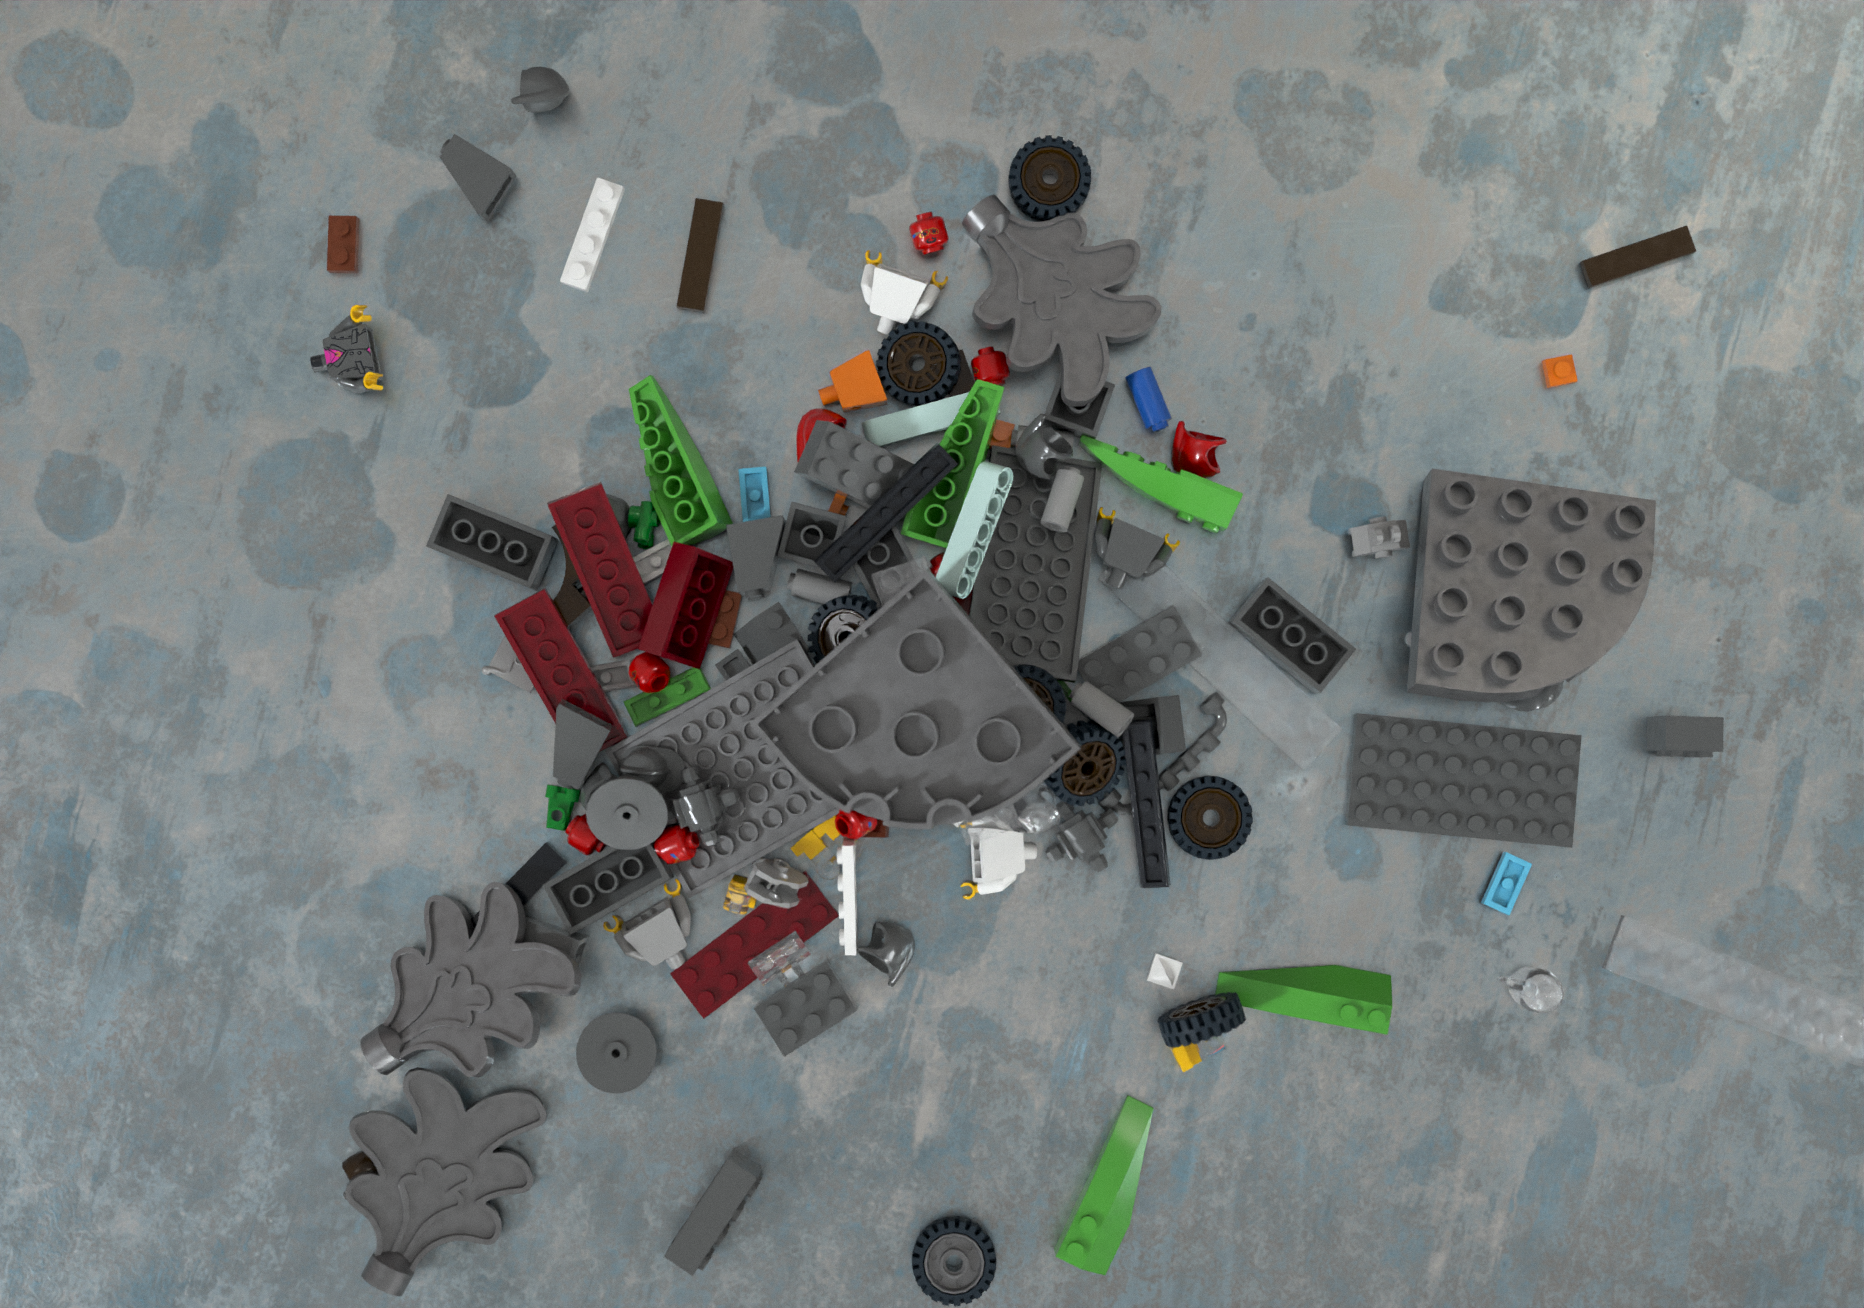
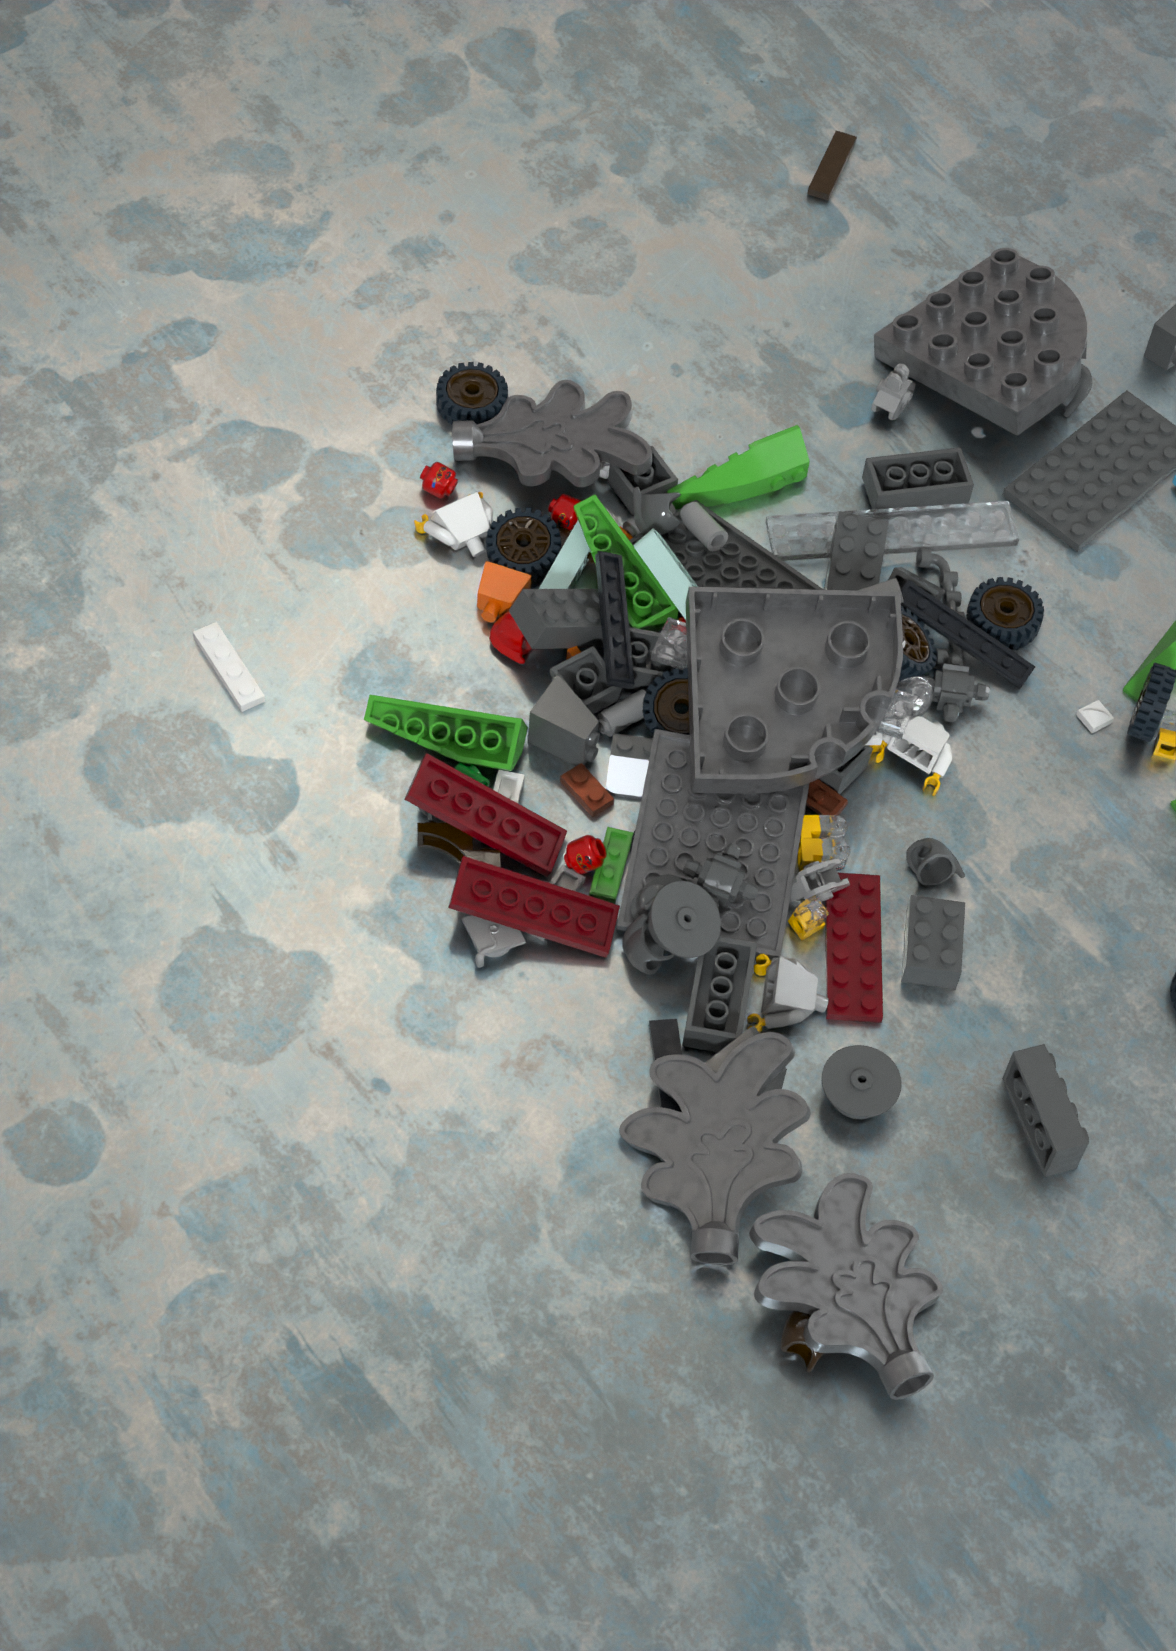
camera: 55 degrees left, 30 degrees down
(343, 244) = (65, 819): copper plate -> none
(351, 354) = (154, 868): dark grey torso -> none
(477, 174) = (110, 698): dark grey slope -> none
(492, 542) = (389, 879): dark grey brick -> none
(541, 89) = (102, 609): dark grey piece -> none
(560, 799) = (631, 988): green plate -> none
(577, 743) = (595, 931): dark grey slope -> none
(581, 836) = (669, 986): red head -> none
(676, 844) = (736, 921): red head -> none
(686, 605) = (559, 789): dark red brick -> none
(700, 255) = (313, 616): dark brown tile -> none
(732, 664) = (629, 805): dark grey plate -> none
(754, 493) = (513, 701): medium azure plate -> none
(780, 958) = (883, 929): clear hinge -> none
(848, 909) = (873, 848): white plate -> none
(854, 824) = (820, 799): red head -> none
(1129, 549) = (772, 519): dark grey torso -> none
(1149, 399) = (678, 447): blue brick -> none
(1195, 452) = (734, 441): red piece -> none
(1559, 371) = (868, 246): orange plate -> none

